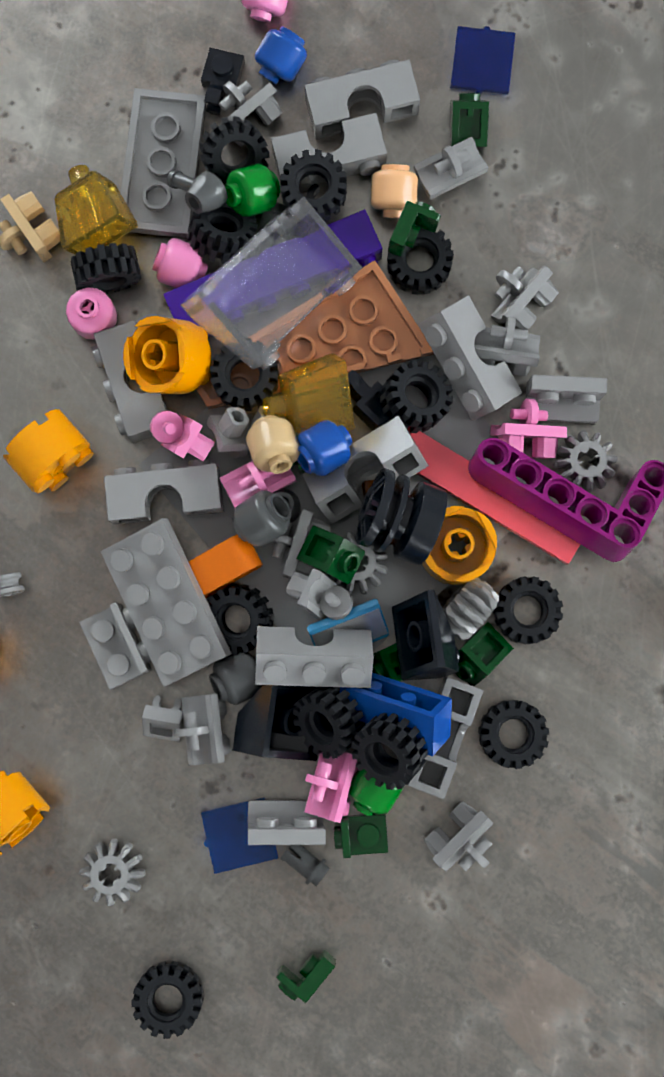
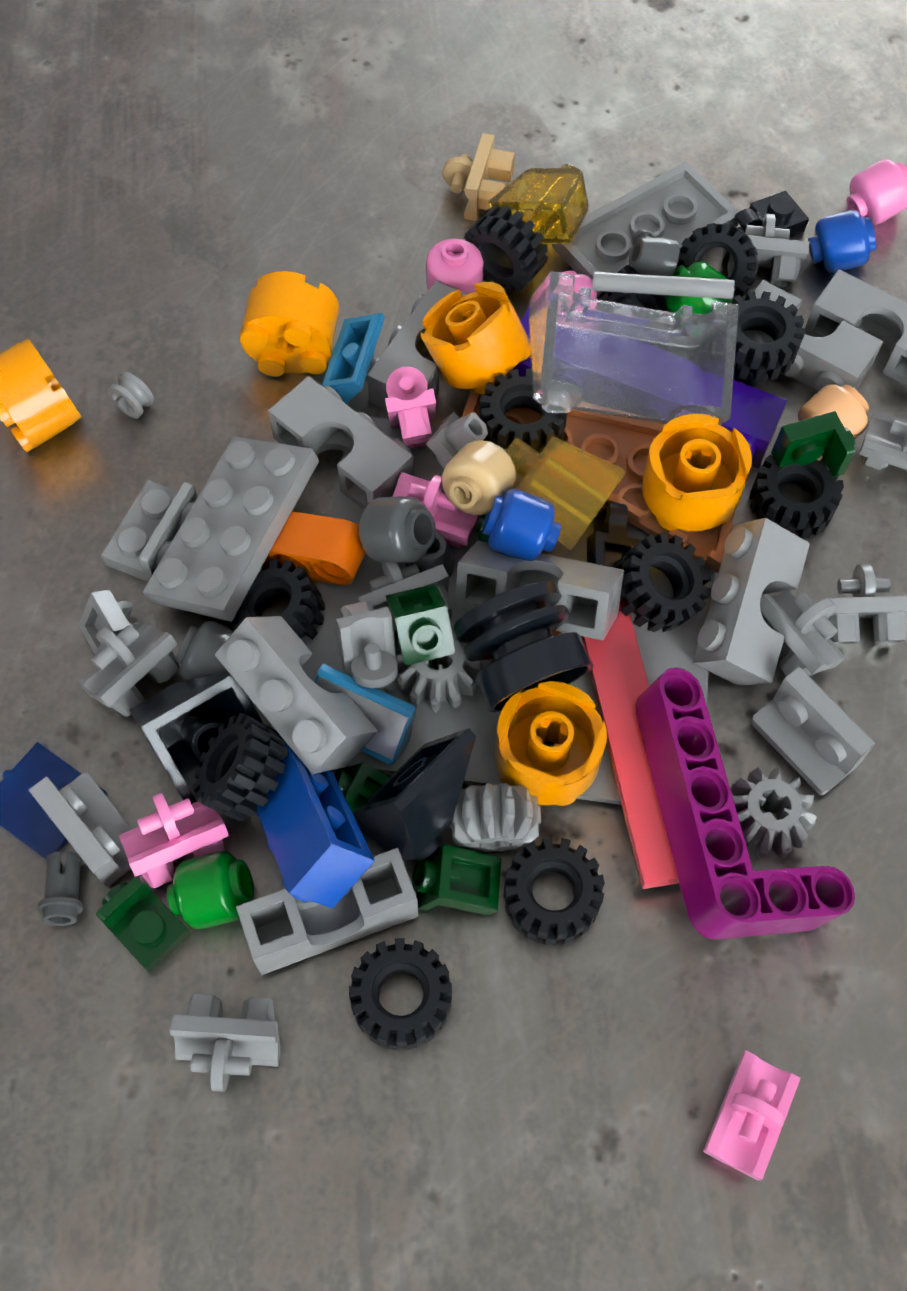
camera: 45 degrees right, 20 degrees down
(102, 431) = (353, 355): none -> dark azure slope
(234, 212) = (663, 285): none -> light grey bar
(367, 300) = (695, 473): none -> light orange brick
(398, 738) = (256, 845): black tyre -> none
(543, 436) = (747, 723): bright pink hips -> none

